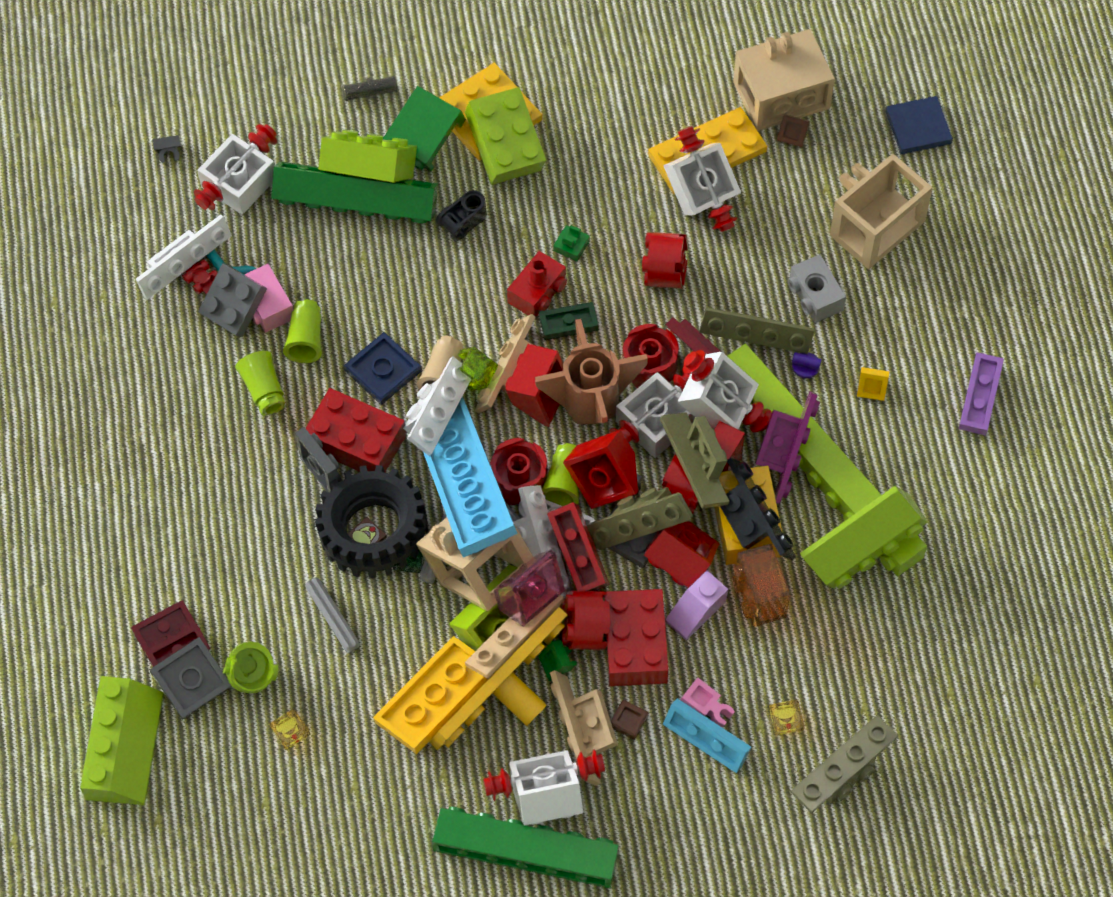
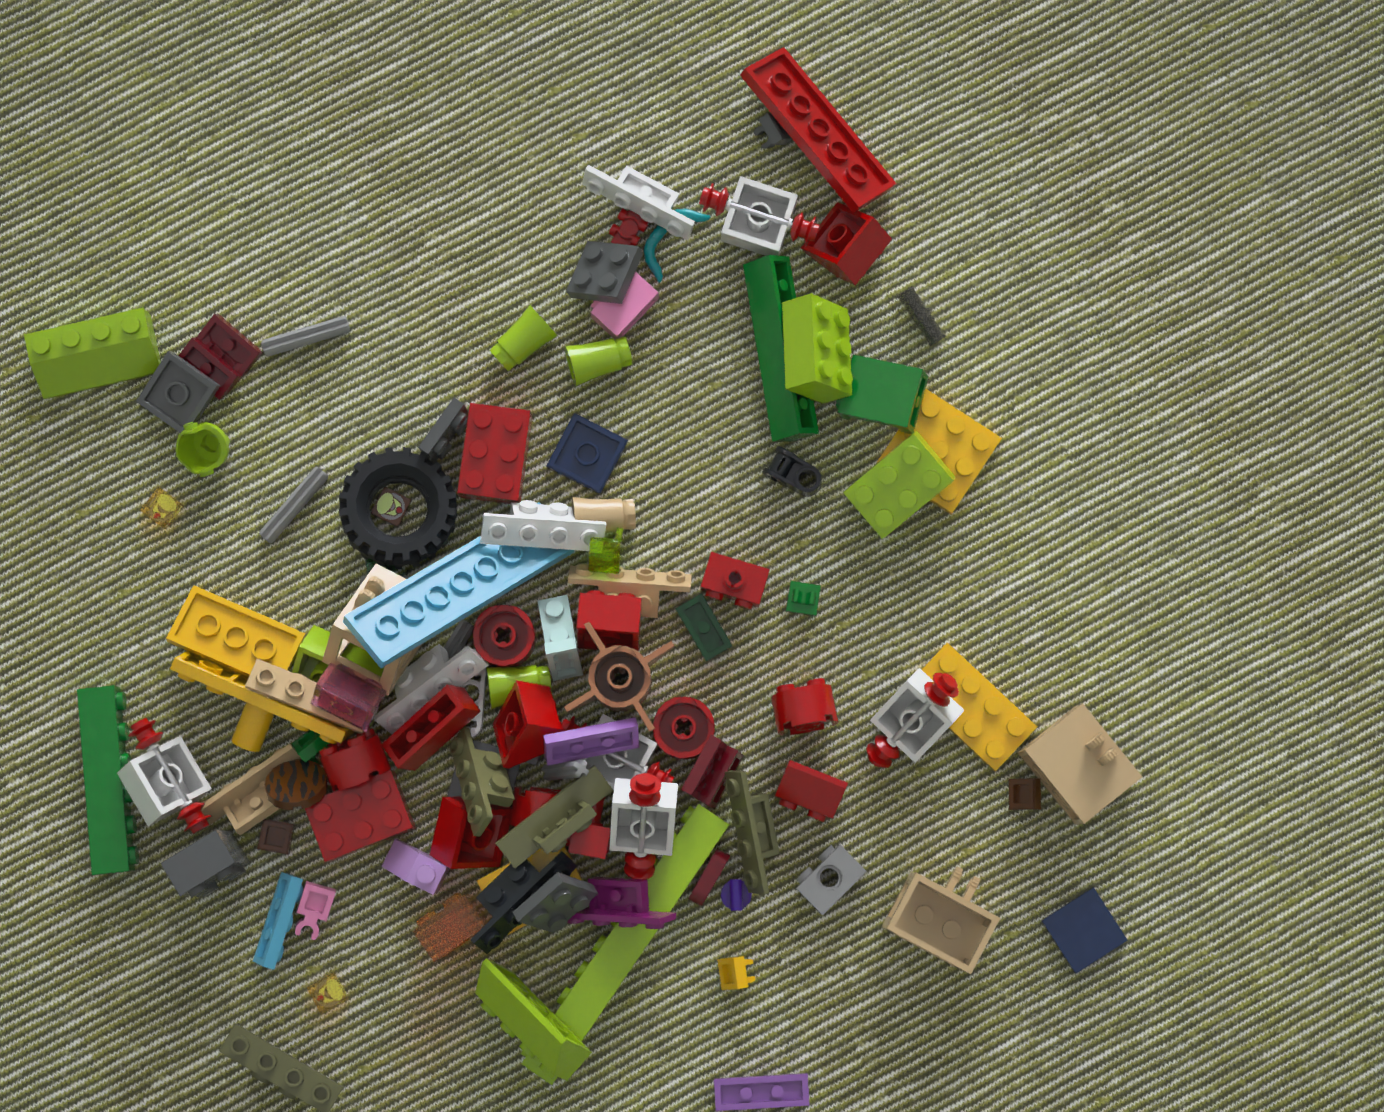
camera: 70 degrees right, 20 degrees up
(181, 111) = (818, 129): none -> red plate
(183, 560) = (305, 336): none -> light grey axle
(290, 117) = (848, 243): none -> red slope
(542, 428) = (559, 638): none -> light aqua bracket
(589, 674) = (296, 784): none -> reddish brown tile
(637, 766) = (206, 863): none -> dark grey brick
(638, 411) = (591, 741): none -> medium lavender plate
(655, 449) = (565, 770): none -> light grey axle
(736, 276) = (810, 790): none -> red slope
(768, 477) = (555, 902): none -> dark grey plate
(787, 377) = (709, 877): none -> dark red beam

